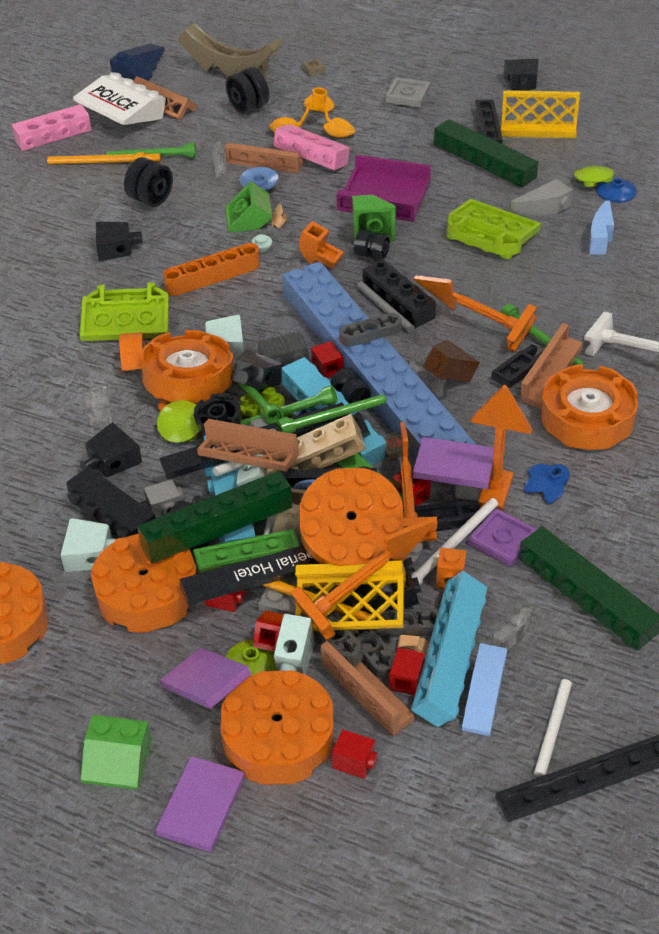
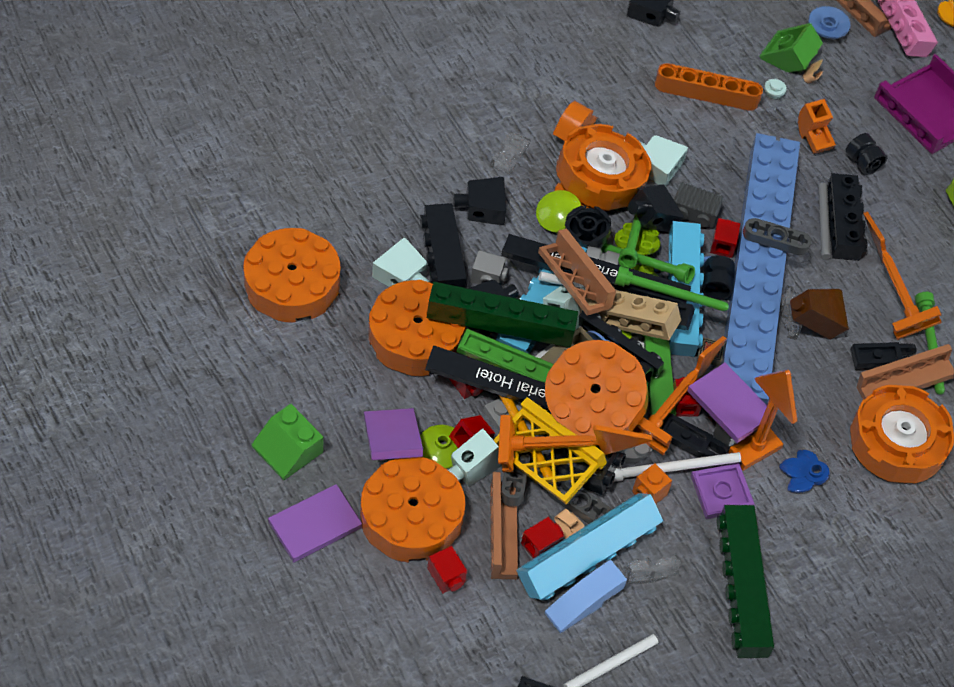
camera: 30 degrees right, 10 degrees up
(121, 311) = (600, 82): lime plate -> none
(370, 655) = (528, 506): dark grey beam -> none
(373, 214) = (887, 128): bright green slope -> none

